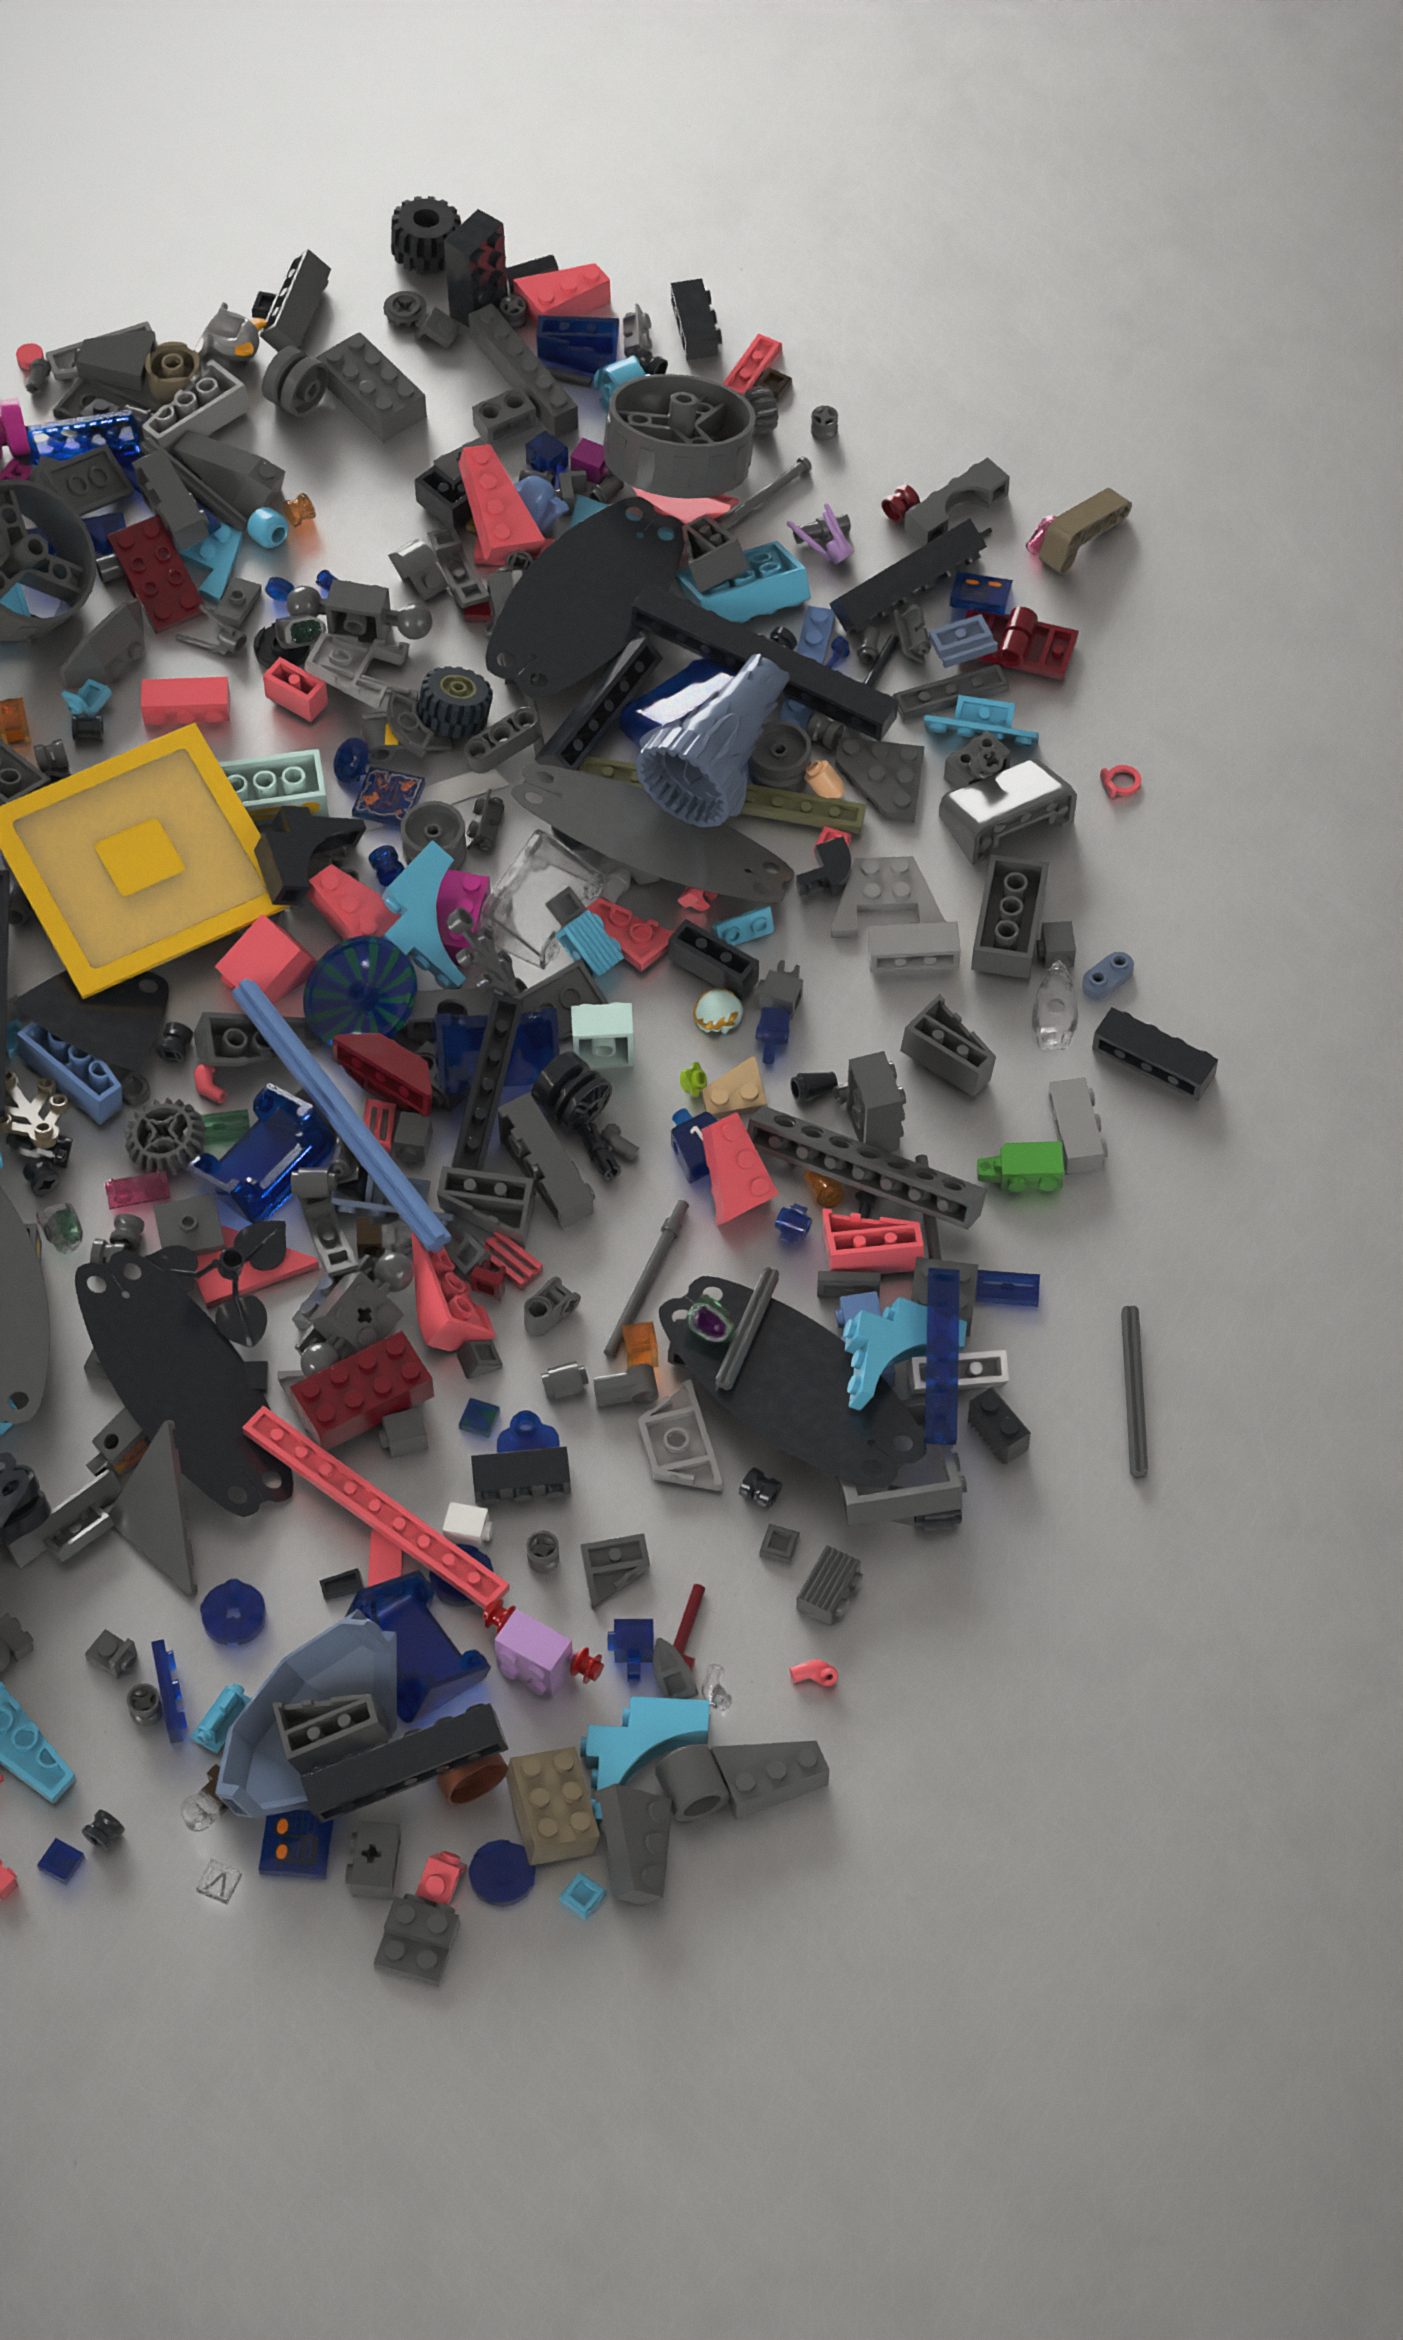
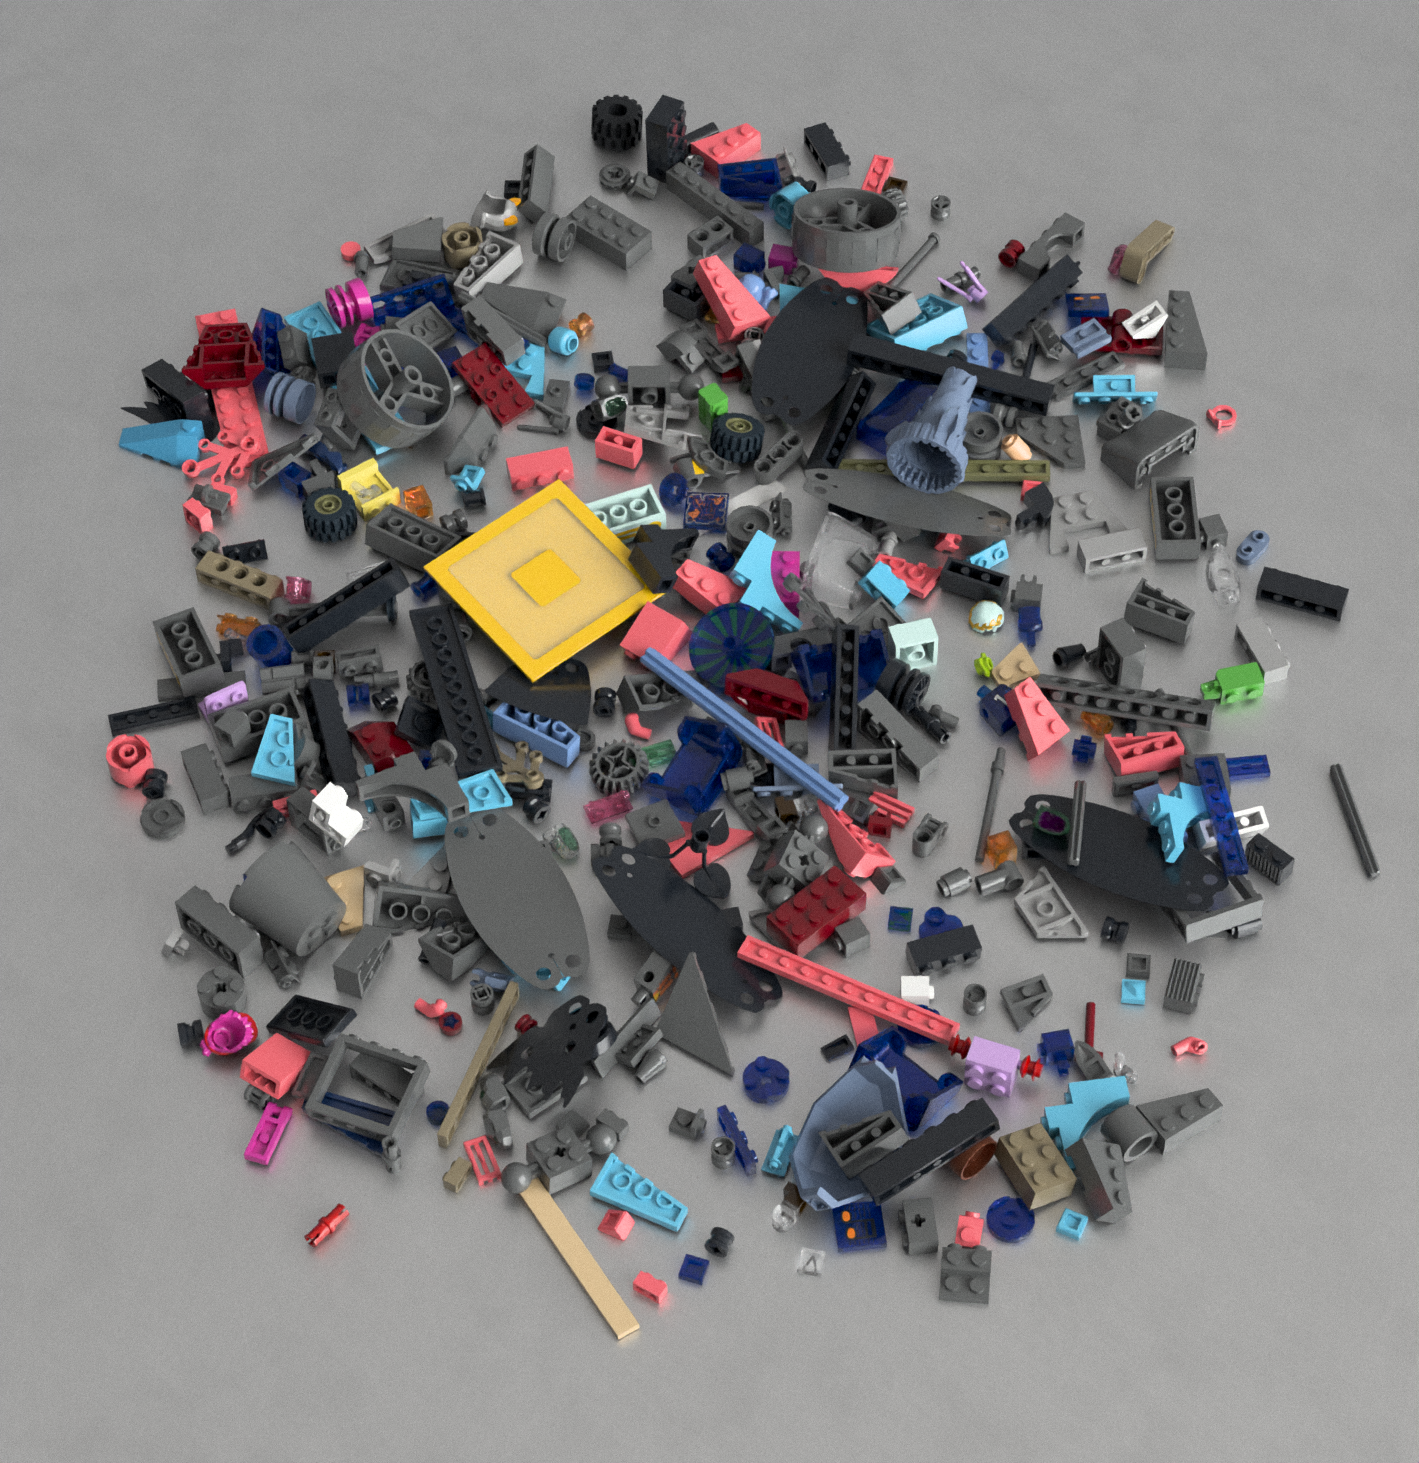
camera: 10 degrees left, 5 degrees down
(85, 1564) = (650, 1066): none -> dark grey cone
(313, 563) = (602, 361): none -> black tile
(433, 648) = (711, 404): none -> bright green brick
(761, 1579) = (1133, 991): none -> medium azure tile
(1048, 632) = (1146, 322): none -> white slope
(1096, 661) = (1183, 336): none -> dark grey wedge

